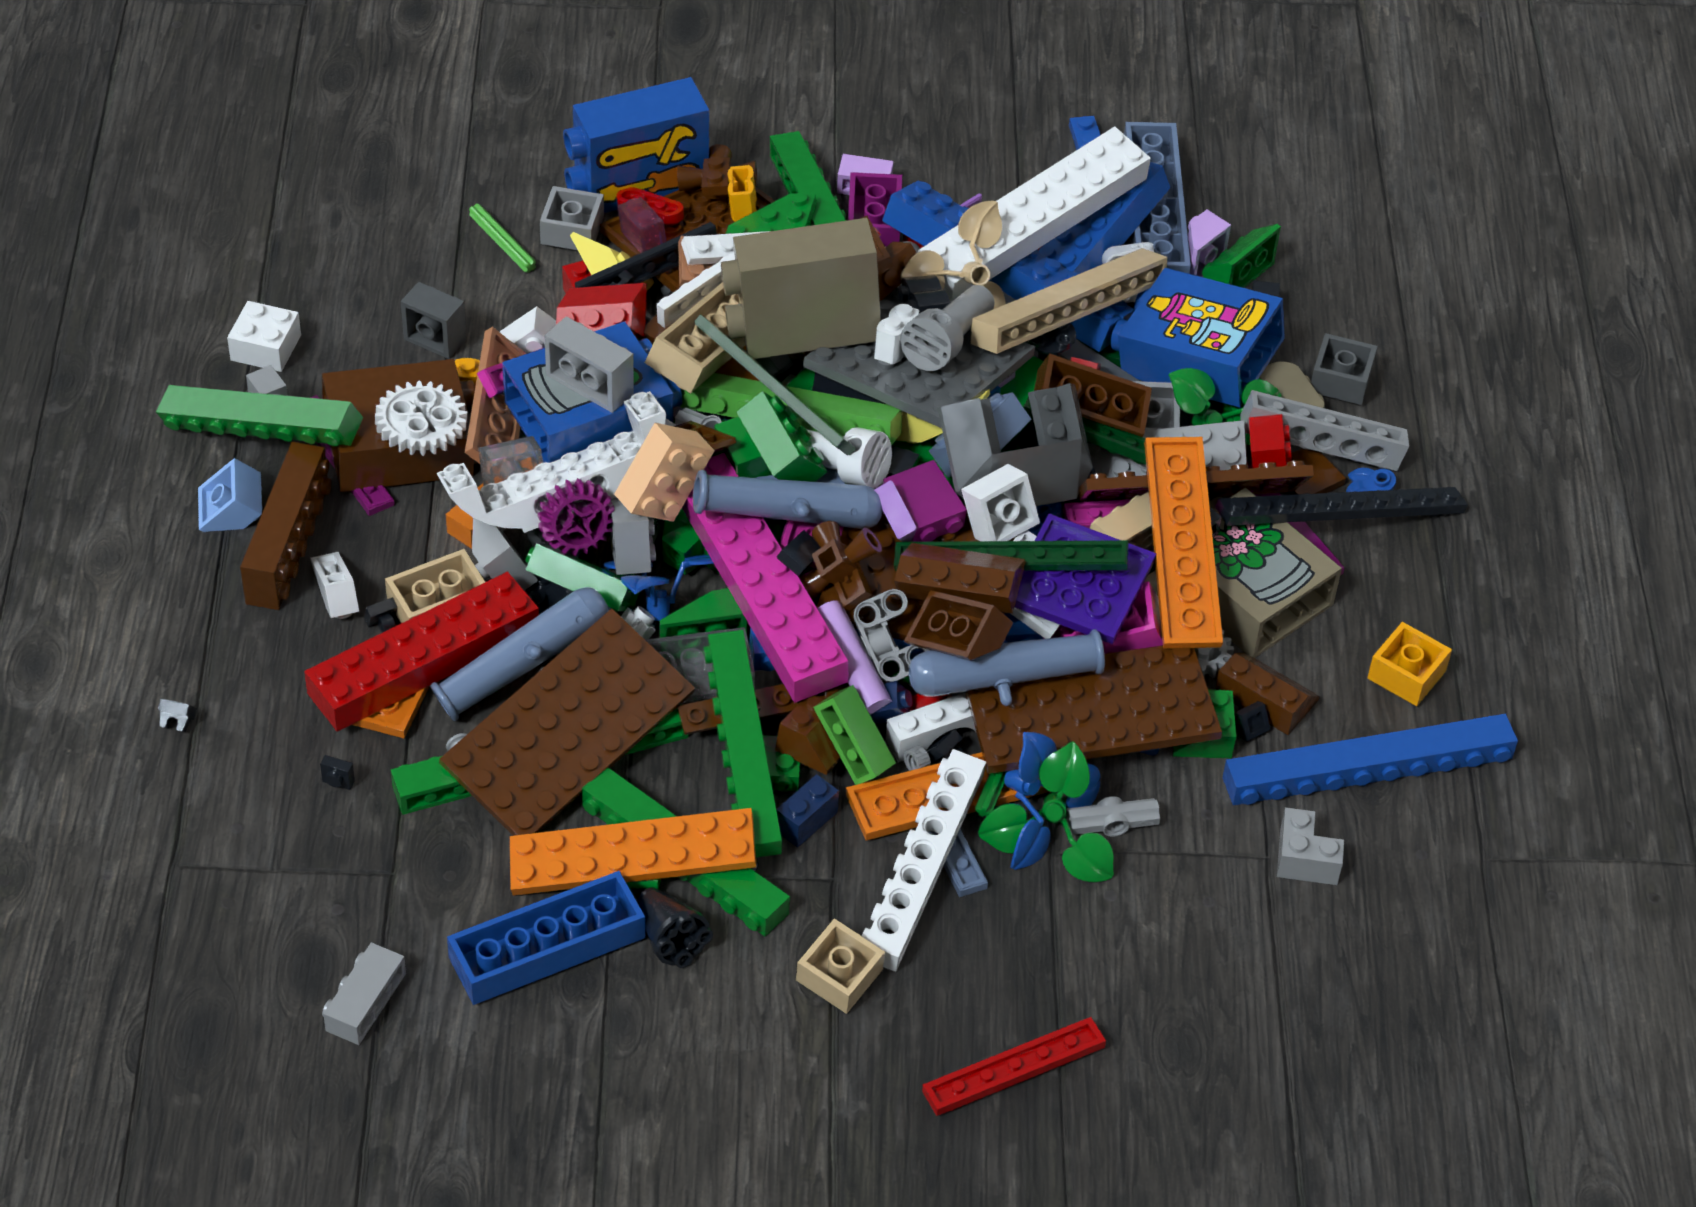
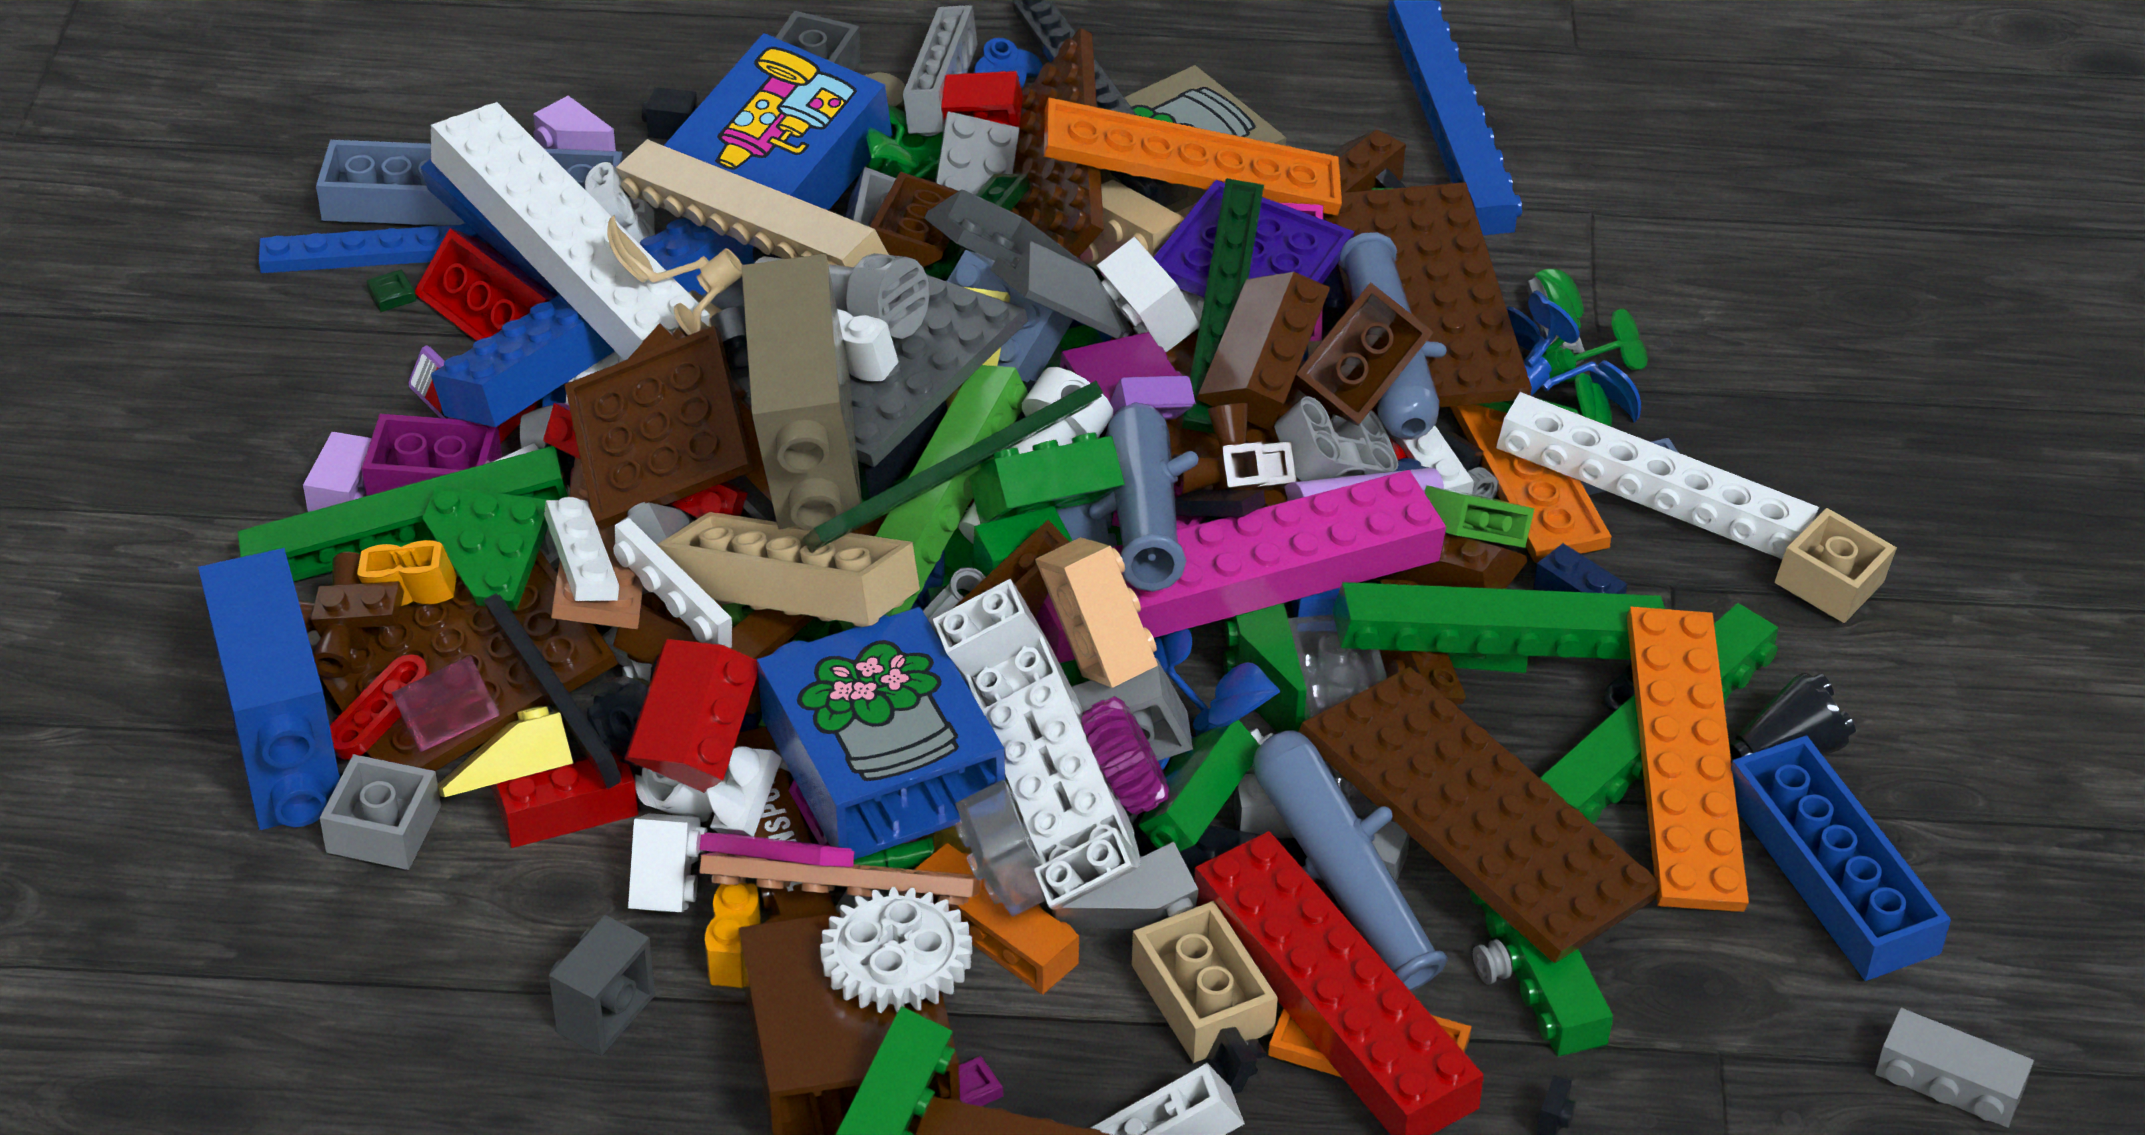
camera: 85 degrees left, 5 degrees down
(502, 238) = (386, 918): bright green axle -> none
(589, 364) = (892, 669): light grey brick -> none
(1013, 1066) = (1945, 434): red plate -> none
(1246, 258) = (607, 100): green slope -> none
(1306, 855) = (1593, 172): light grey brick -> none
(1409, 663) = (1310, 56): light orange brick -> none

